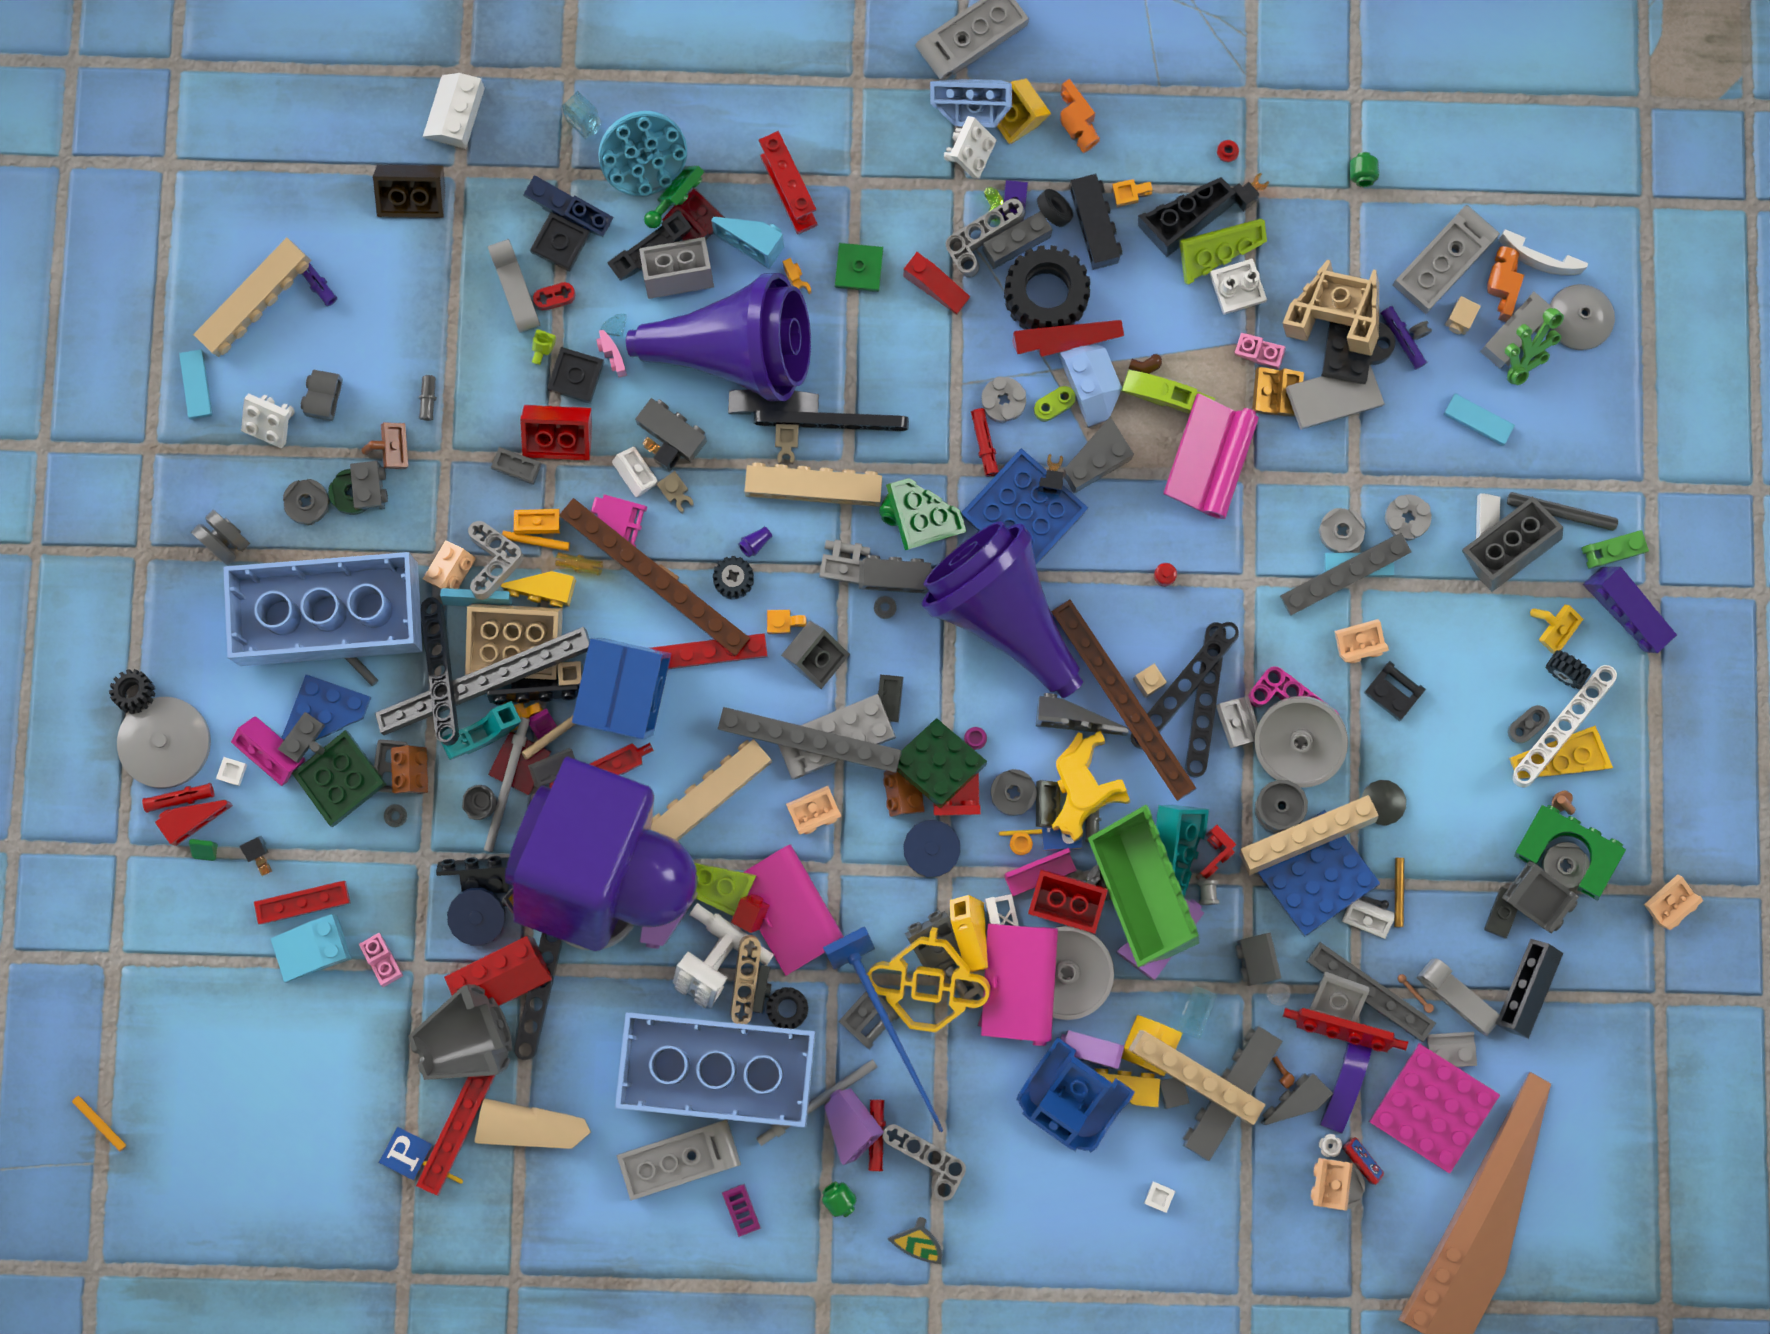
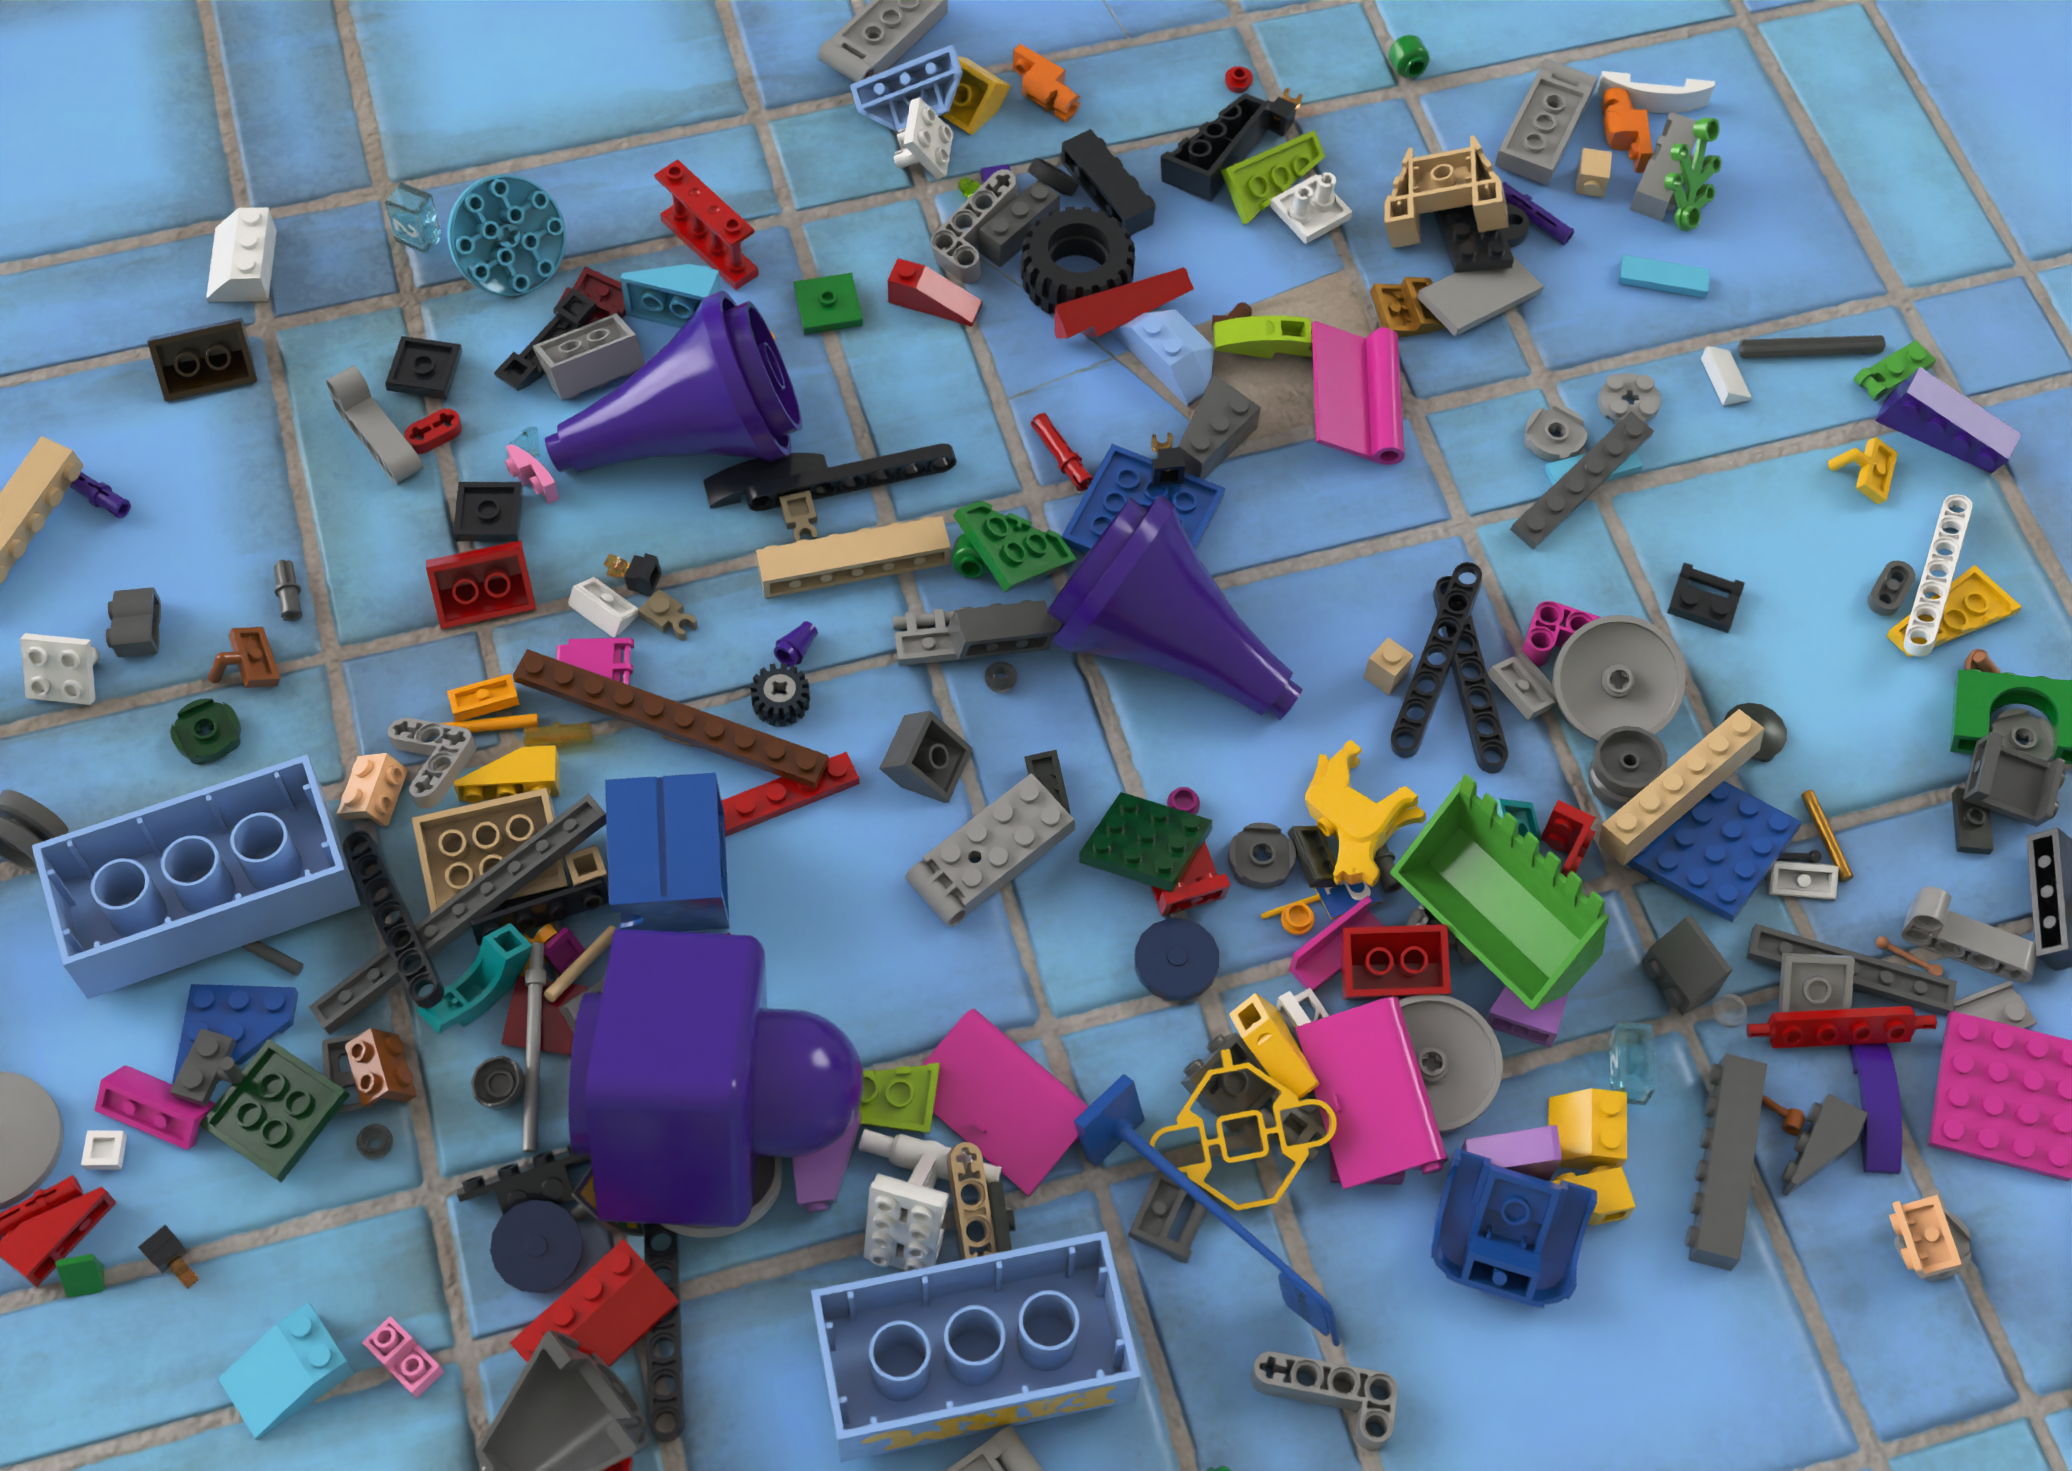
camera: 20 degrees left, 20 degrees down
(302, 902) = (256, 1308): red plate -> none
(308, 514) = (143, 777): dark grey plate -> none
(368, 485) = (227, 713): dark grey bracket -> none
(465, 597) = (397, 819): medium azure tile -> none
(516, 465) = (435, 638): dark grey plate -> none
(542, 344) = (432, 486): lime piece -> none
(567, 206) = (433, 324): dark blue slope -> none
(671, 429) = (629, 535): dark grey brick -> none
(674, 194) = (565, 271): green plate -> none
(712, 792) = (852, 953): tan brick -> none
(750, 913) = (948, 1116): red brick -> none
(773, 1004) = (1044, 1217): black tyre -> none
(778, 1130) = (1094, 1419): light grey bar -> none
(781, 621) = (864, 733): light orange plate -> none
(810, 740) = (956, 856): dark grey plate -> none
(813, 810) = (992, 955): light nougat bracket -> none
(851, 1125) = (1202, 1375): medium lavender slope -> none
(876, 1148) = (1245, 1388): red pin -> none
(901, 795) = (1109, 899): dark orange bracket -> none
(999, 387) = (1072, 386): light grey plate -> none
(1055, 403) = (1137, 388): lime plate -> none
(1062, 714) = (1298, 739): dark grey wedge -> none
(1124, 700) = (1373, 700): reddish brown plate -> none
(1127, 192) = (1138, 145): light orange plate -> none
(1159, 1197) = (1689, 1340): white plate -> none
(1165, 574) = (1355, 542): red piece -> none
(1173, 1093) = (1649, 1183): dark grey panel -> none
(1196, 1077) = (1676, 1139): tan brick -> none
(1260, 351) = (1359, 271): bright pink slope -> none
(1336, 1145) = (1896, 1184): white plate -> none
(1361, 641) = (1637, 548): light nougat bracket -> none
(1363, 1161) = (1966, 1211): slope -> none
(1420, 330) = (1550, 199): dark grey bush -> none
(1513, 543) = (1773, 390): dark grey slope -> none
(1568, 669) = (1910, 507): black wheel -> none
(1583, 331) = (1741, 145): light grey dish -> none

